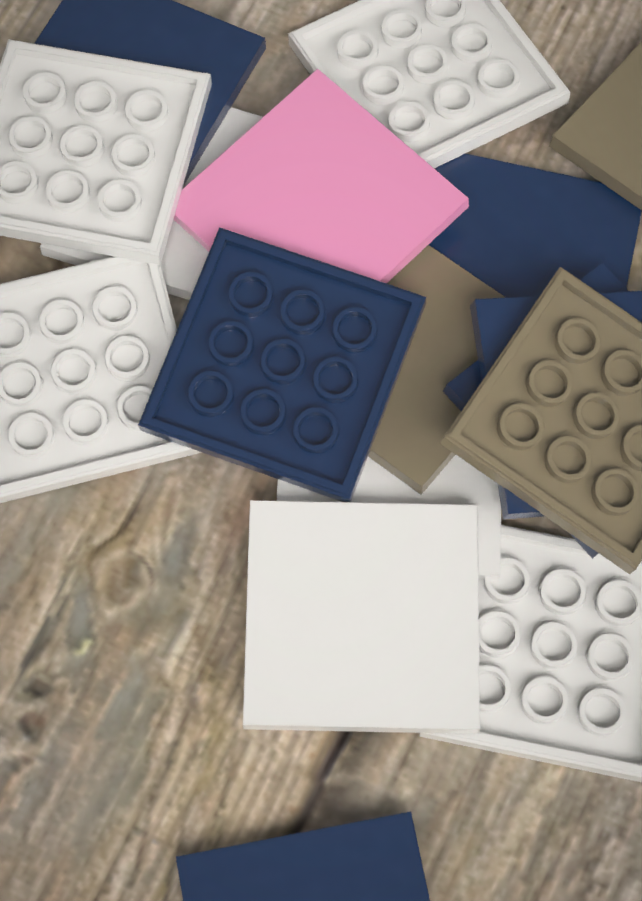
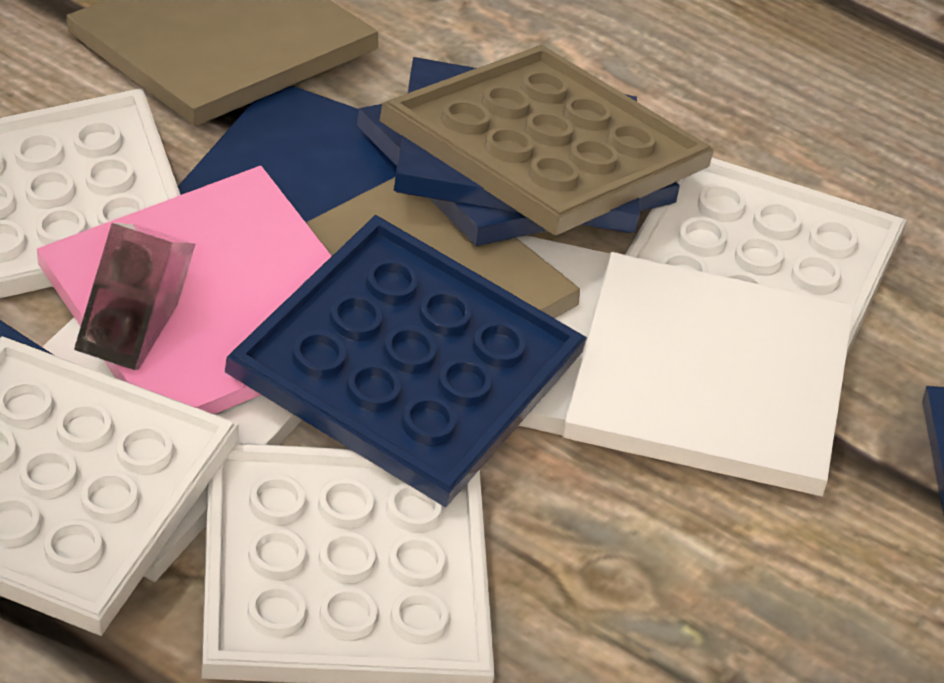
camera: 80 degrees left, 25 degrees down
(269, 143) = (133, 294): none -> clear smoke slope

